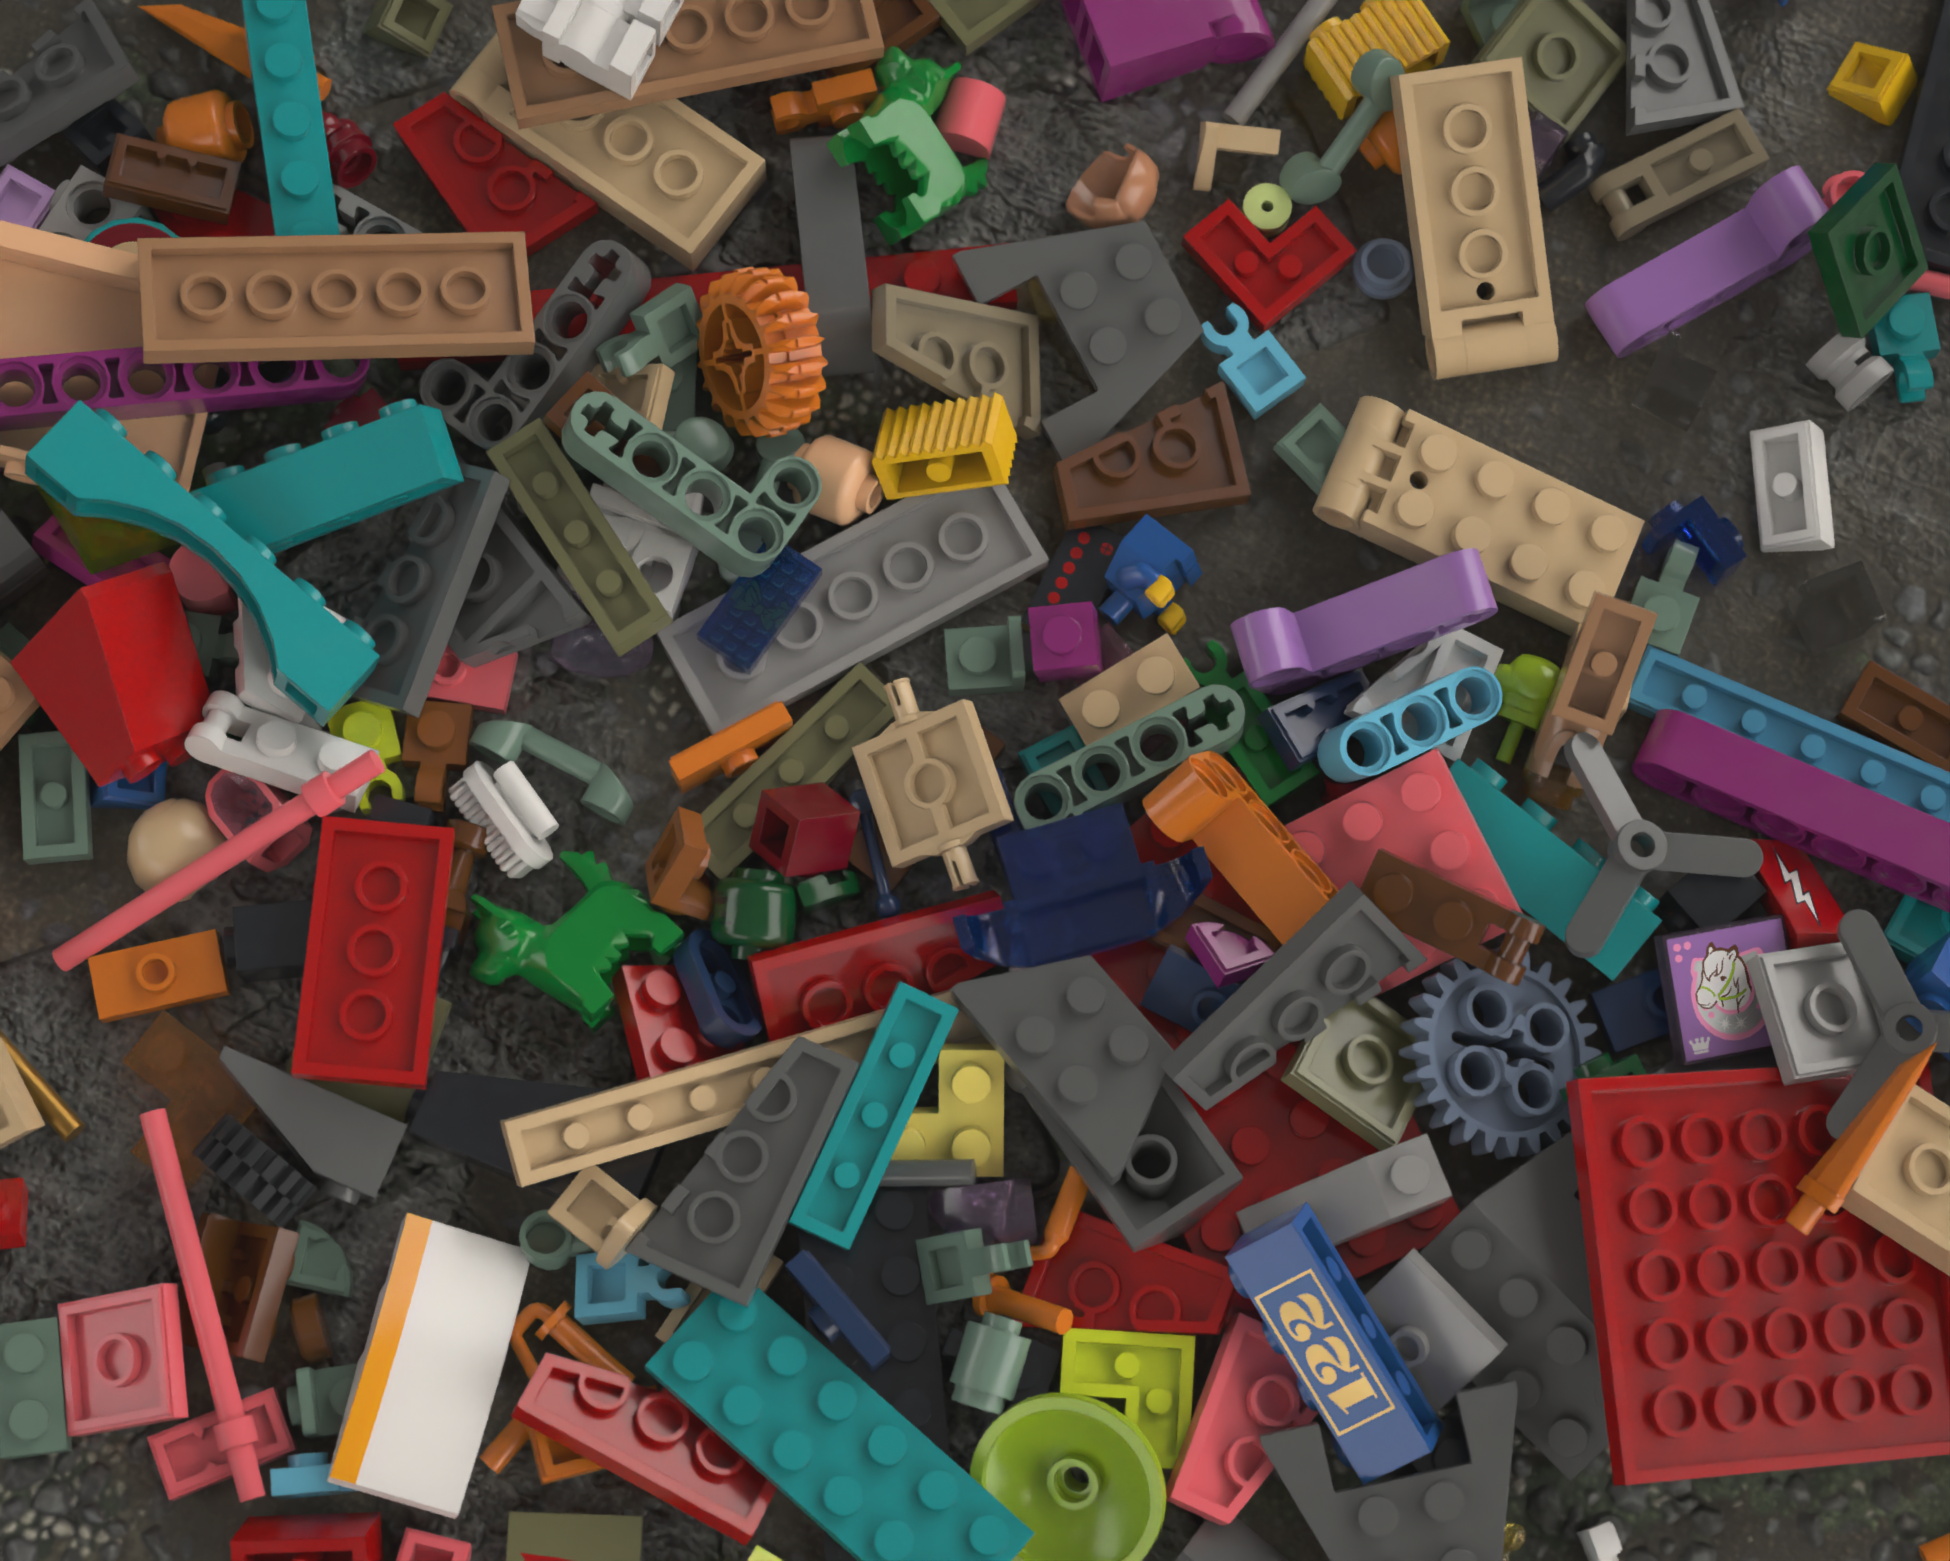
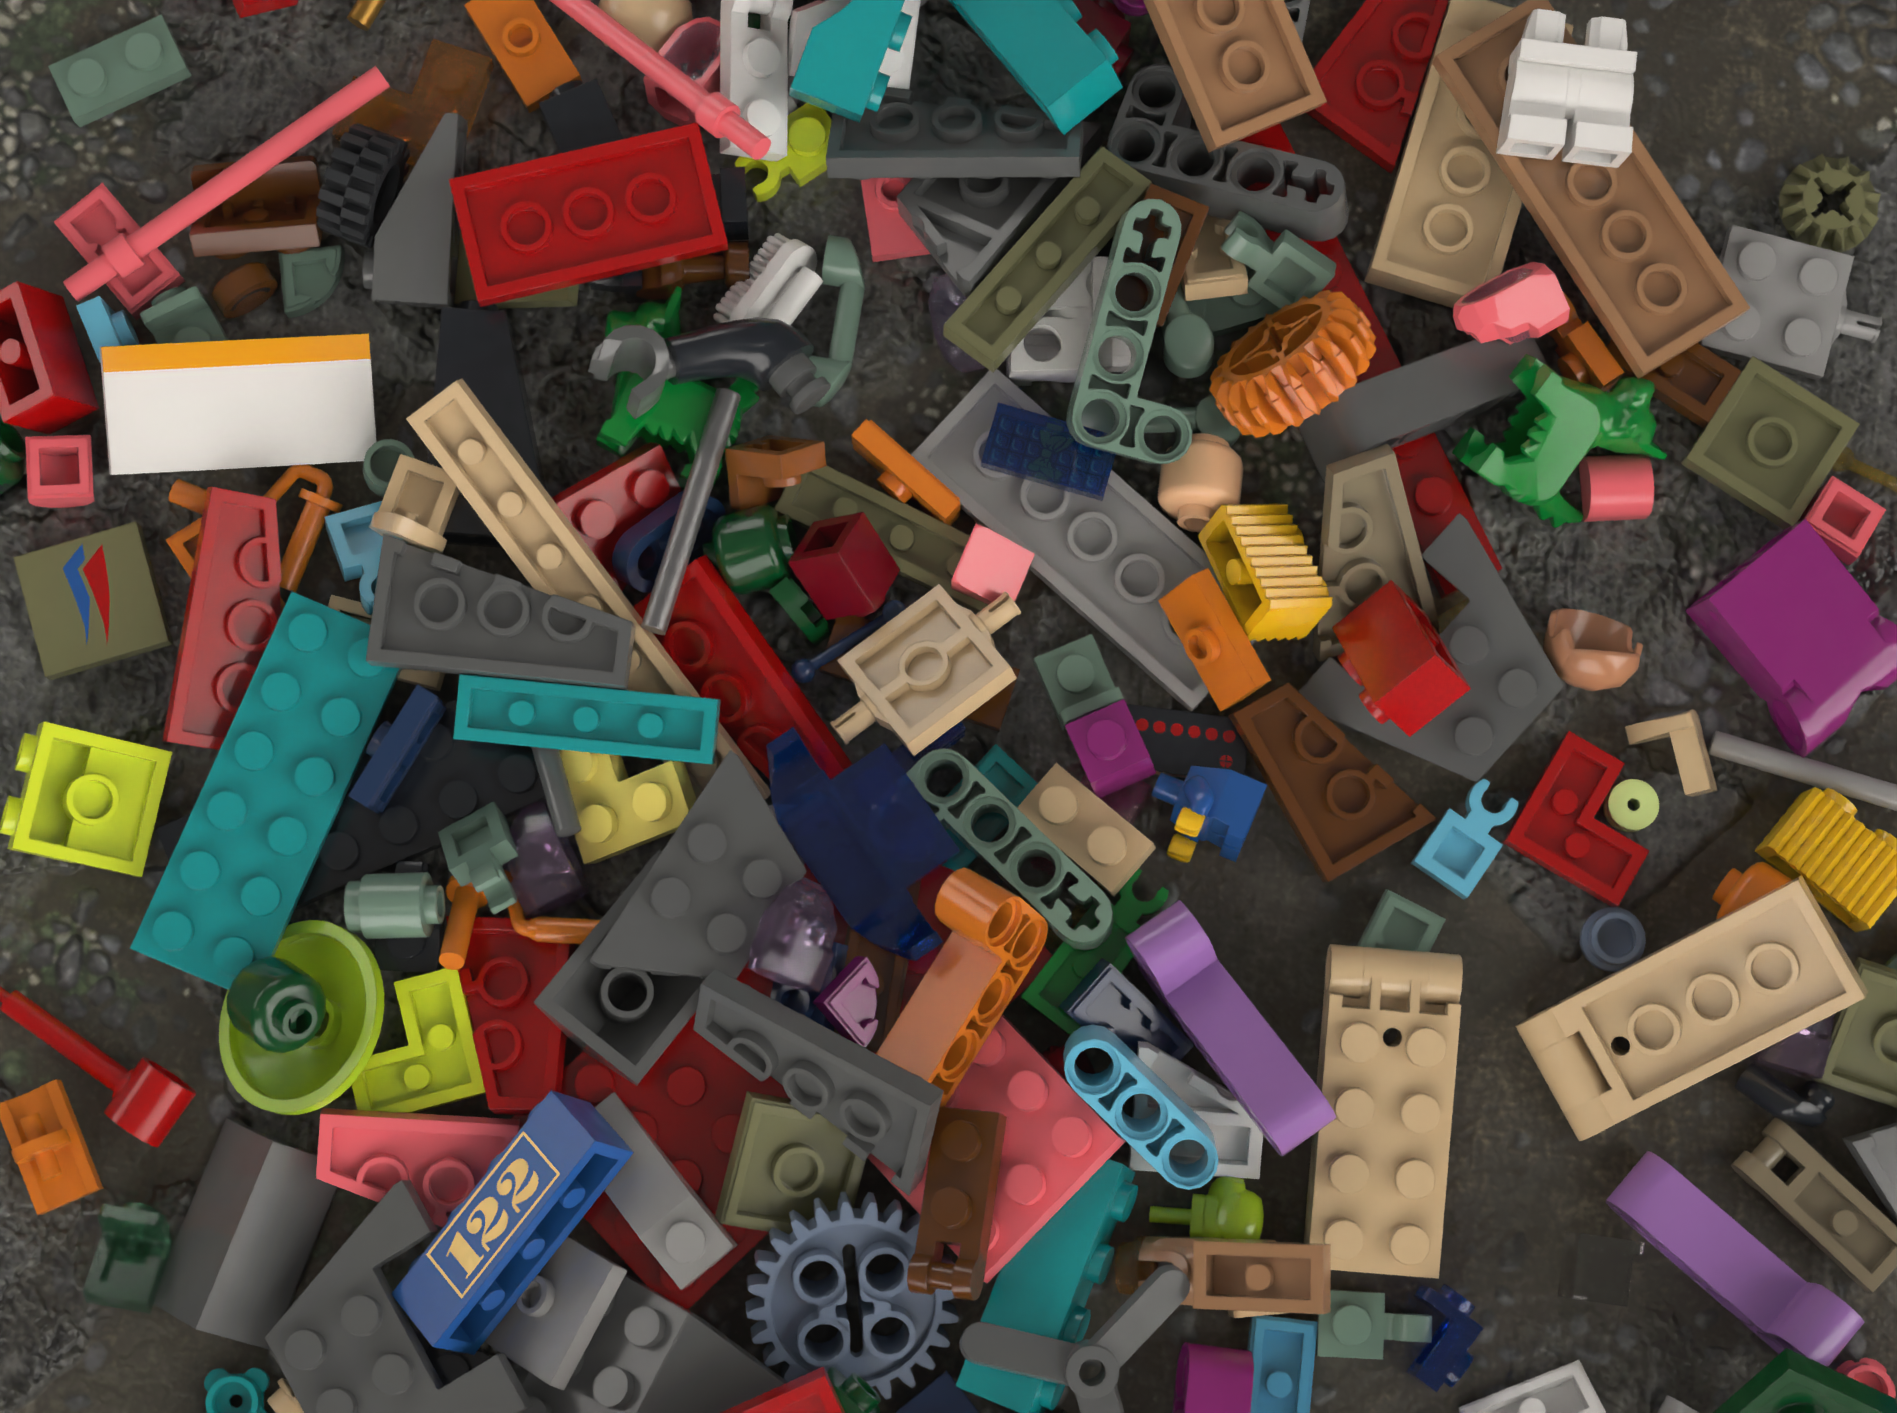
camera: 75 degrees right, 5 degrees up
(122, 1360) = (162, 136): coral plate -> none
(437, 745) = (820, 209): dark orange plate -> none
(562, 846) = (749, 348): none -> piece
(702, 952) = (690, 511): none -> flat silver bar
(777, 137) = (1513, 306): none -> coral rock
(852, 695) = (991, 566): none -> coral slope
(995, 513) = (1214, 639): none -> orange plate
(1053, 1502) = (276, 1004): none -> dark green head
(1071, 354) = (1398, 660): none -> red brick
(1154, 981) = (796, 937): none -> clear purple rock
(1316, 179) = (1679, 837): sand green bar -> none

